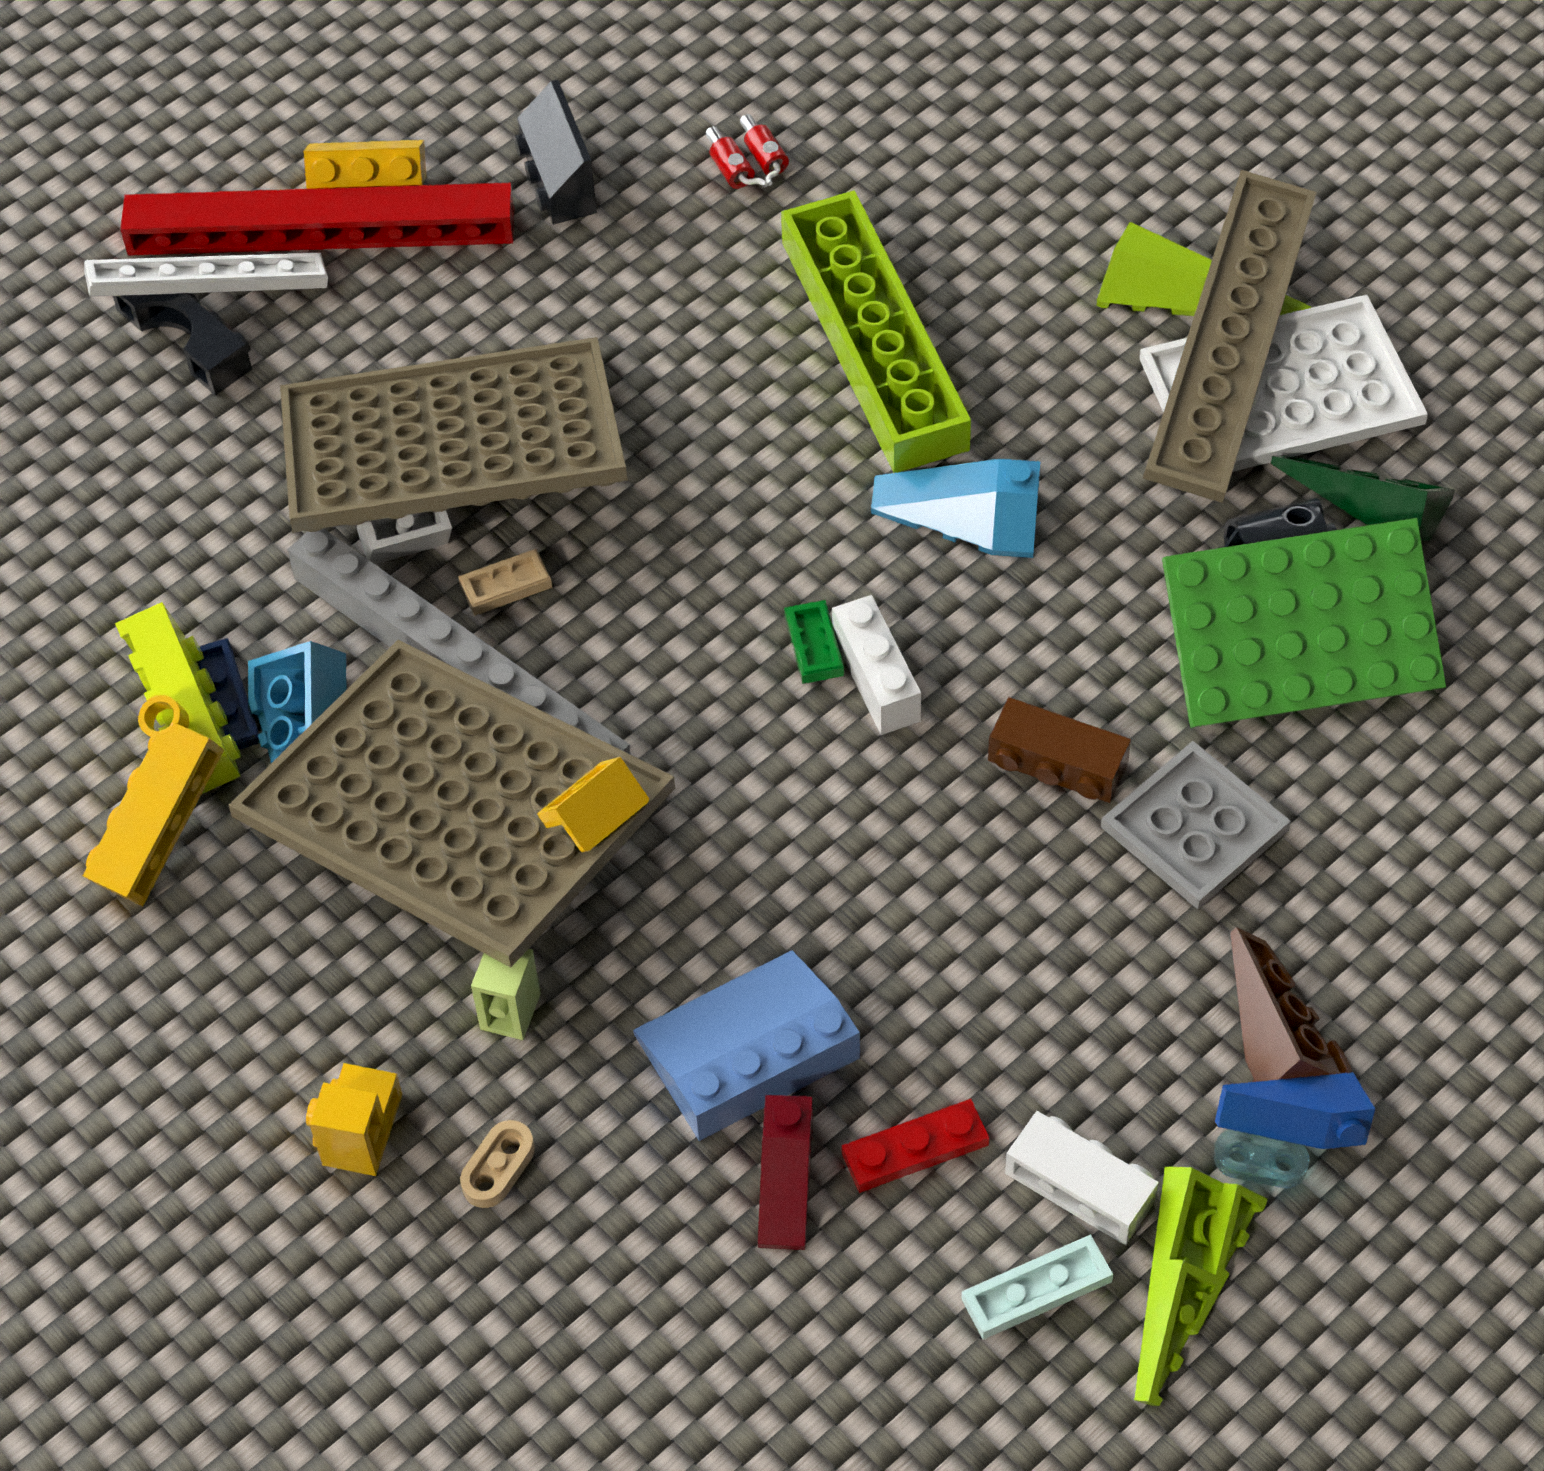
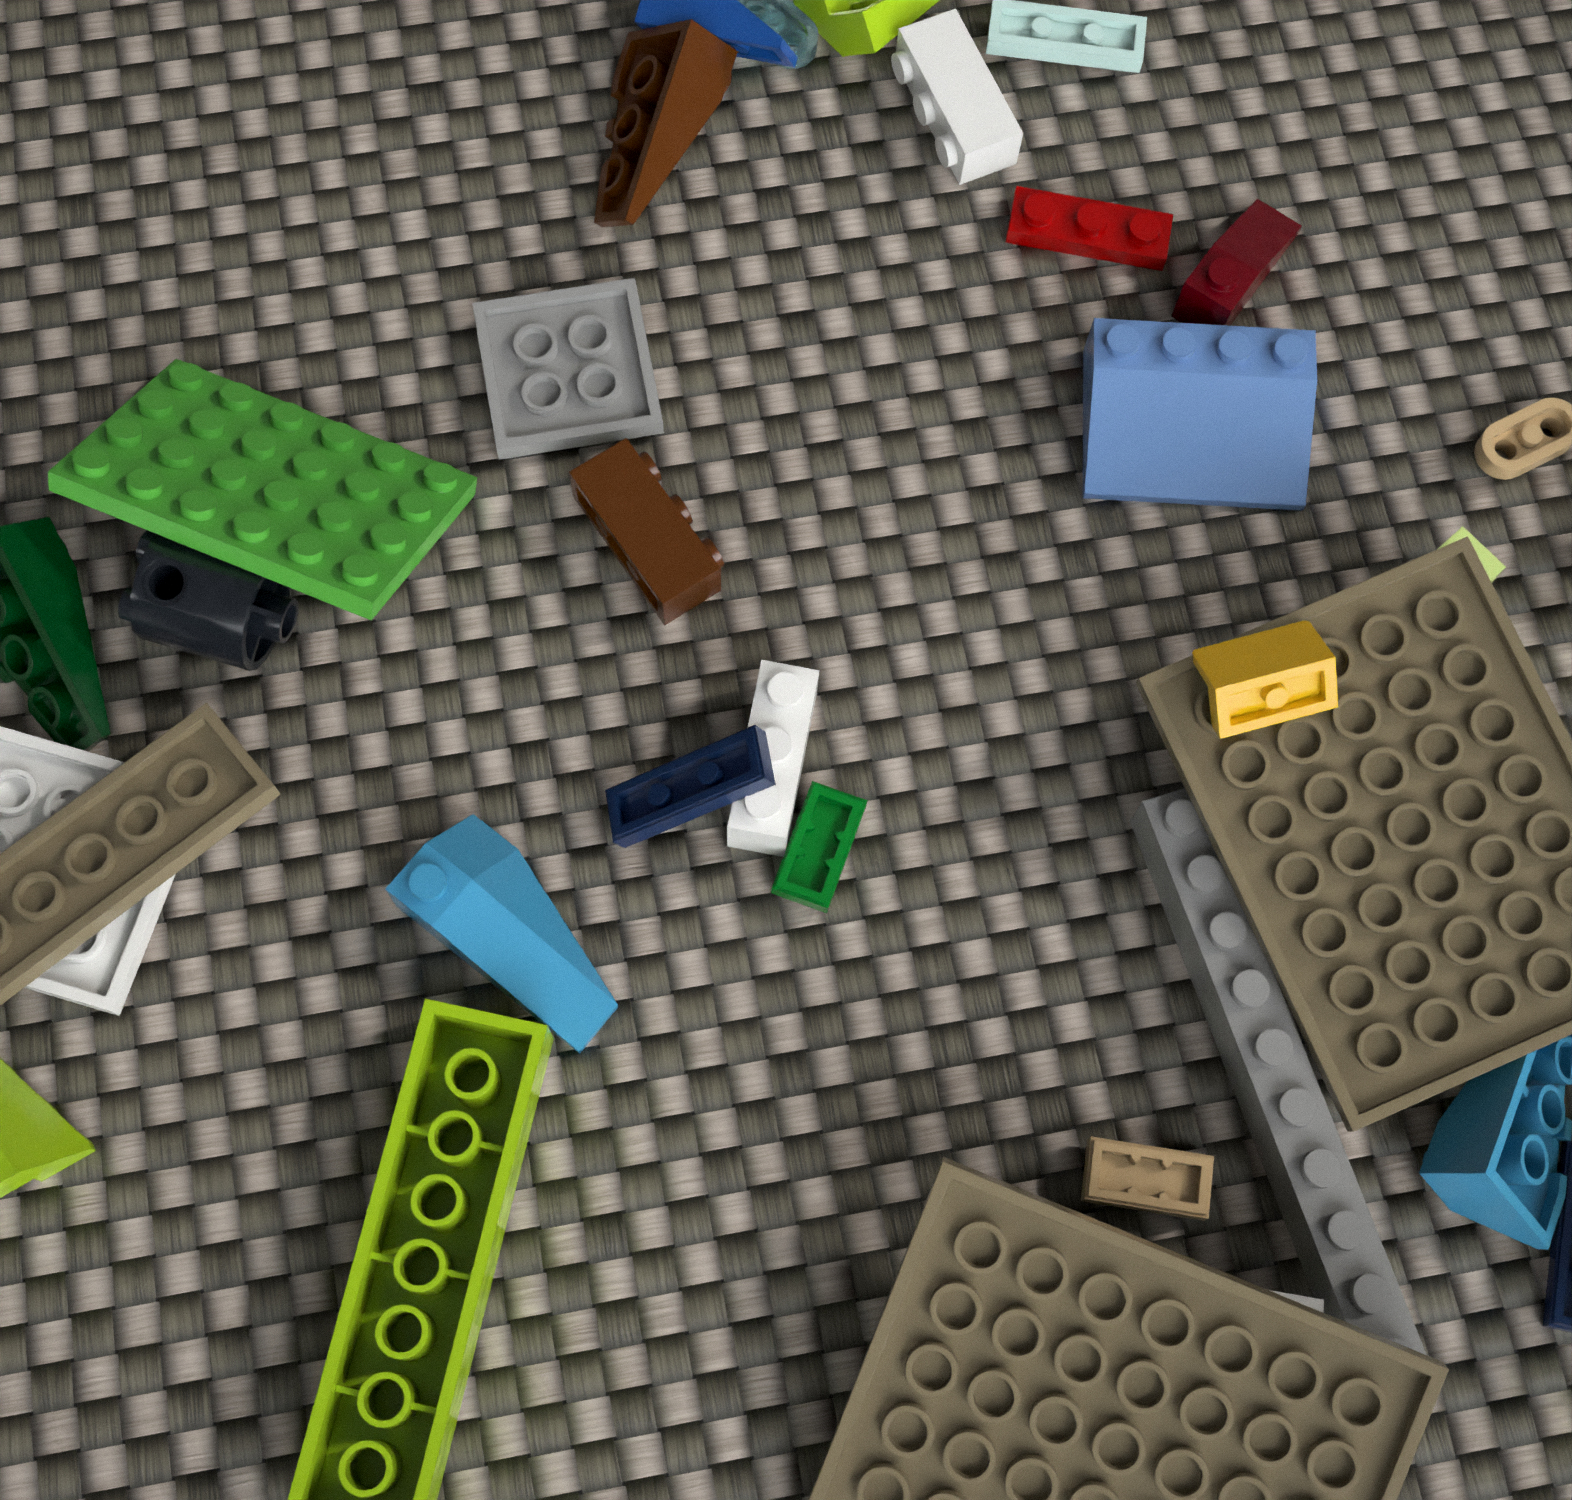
camera: 155 degrees left, 15 degrees up
(911, 610) = (690, 786): none -> dark blue tile

